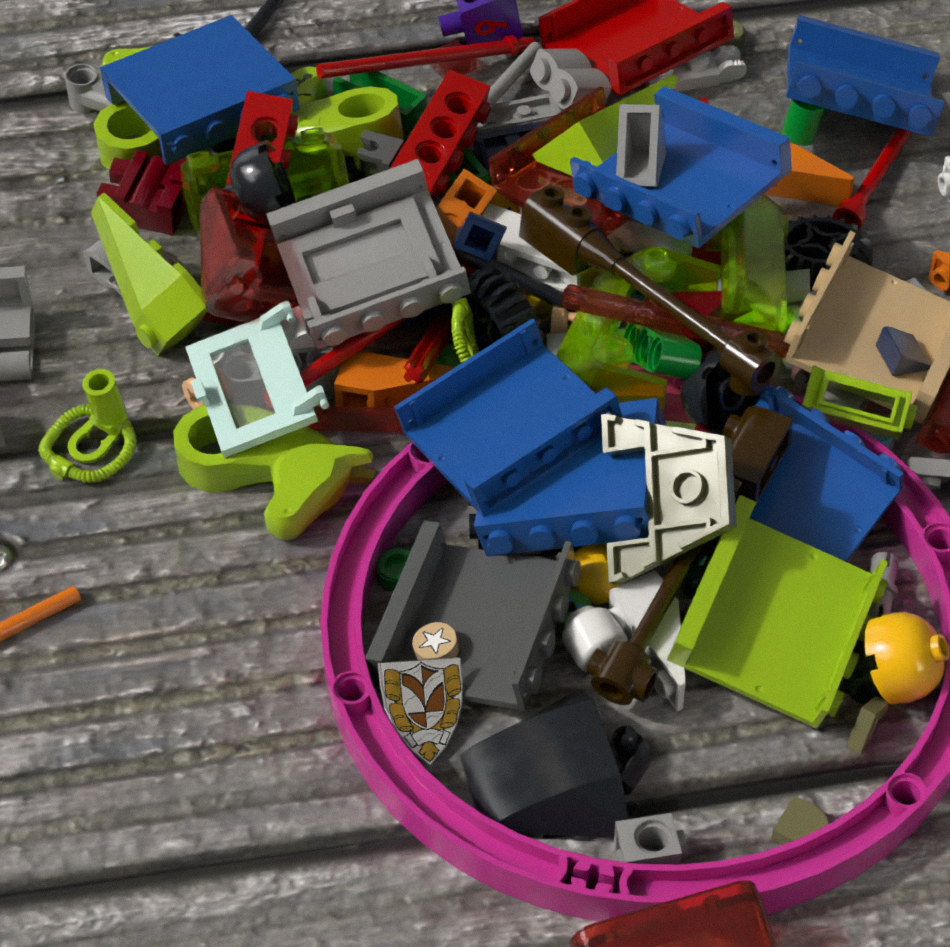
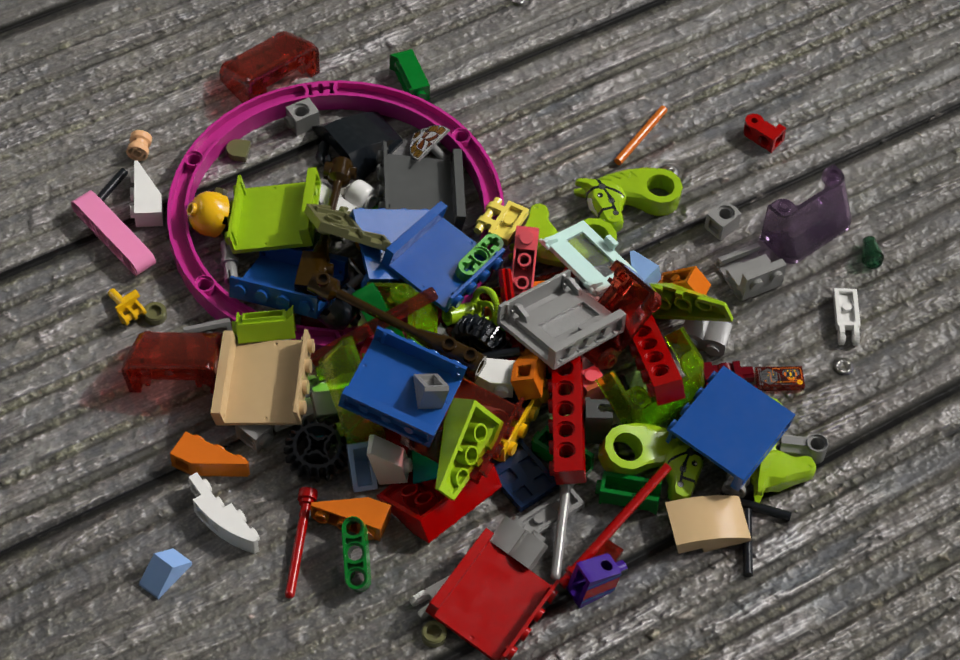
camera: 155 degrees right, 5 degrees up
(59, 192) = (779, 378): none -> tile
(92, 522) = (630, 187): none -> lime animal
(105, 412) = (661, 234): lime piece -> none
(116, 342) = (688, 278): none -> orange slope
(164, 371) = (645, 268): none -> light blue slope
(260, 182) = (638, 333): black cylinder -> none
(304, 35) = (707, 522): none -> tan slope
(359, 475) = (505, 224): none -> light yellow plate
(360, 408) = (524, 258): none -> coral slope
(384, 879) = (410, 74): none -> green window
(391, 566) = (473, 212): green tile -> none
(412, 427) = (481, 249): none -> bright green beam
(435, 642) = (434, 172): tan tile -> none
(479, 236) = (506, 348): dark blue slope -> none
(863, 75) = (326, 577): blue panel -> none
(901, 352) = (248, 366): dark blue slope -> none

